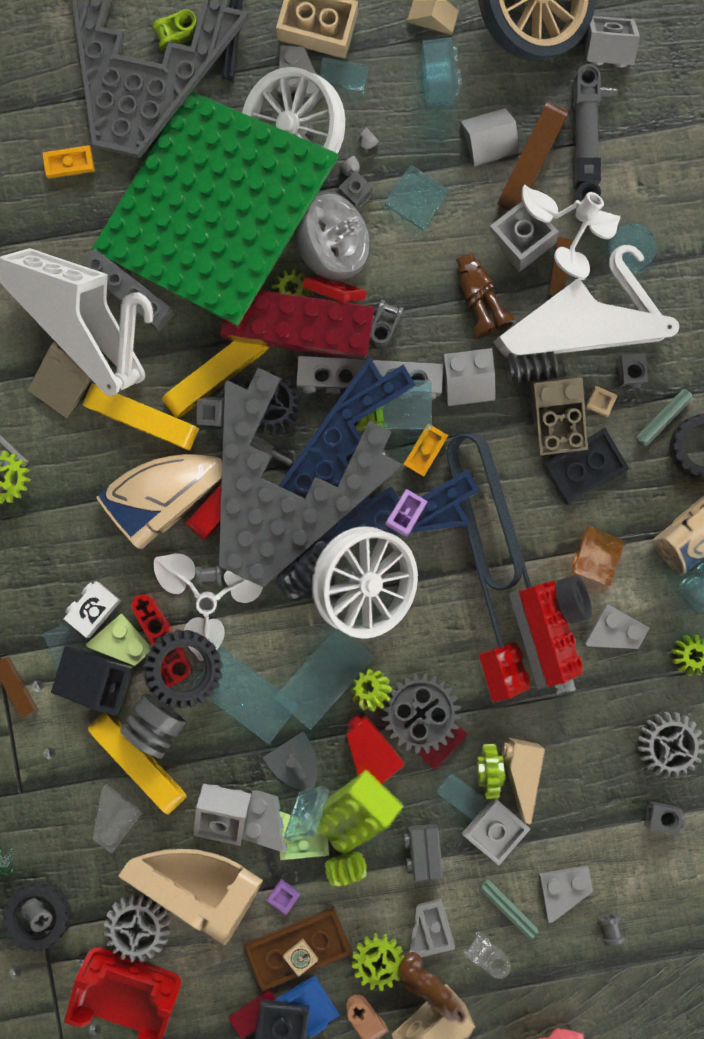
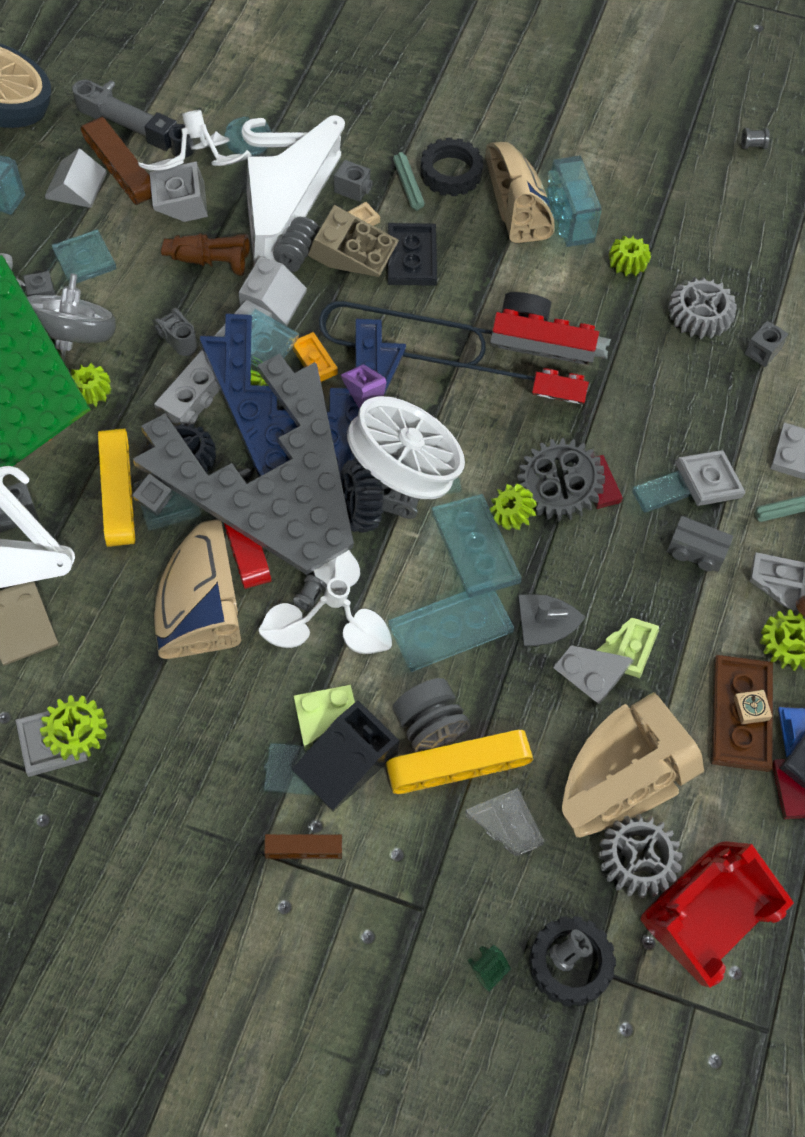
camera: 60 degrees left, 25 degrees down
(91, 609) = (271, 718): white brick -> none
(141, 417) = (107, 573): yellow beam -> none
(169, 660) = (344, 674): red beam -> none
(201, 691) = (391, 626): black tyre -> none
(221, 814) = (563, 707): light grey slope -> none
(283, 896) = (680, 698): medium lavender tile -> none
(304, 325) = (130, 378): dark red brick -> none
(306, 813) = (605, 615): clear light blue tile -> none
(334, 289) = (115, 341): red tile -> none
(345, 869) = (680, 616): lime gear -> none
(357, 813) = (628, 561): lime brick -> none
(372, 750) = (575, 534): red slope -> none
(490, 771) = (649, 444): lime gear -> none
(523, 766) = (669, 422): tan slope -> none
(558, 276) = (226, 189): reddish brown piece -> none
(598, 556) = (495, 280): clear orange hinge -> none
(611, 41) = (71, 65): light grey slope -> none
(616, 630) = (574, 299): light grey wing -> none

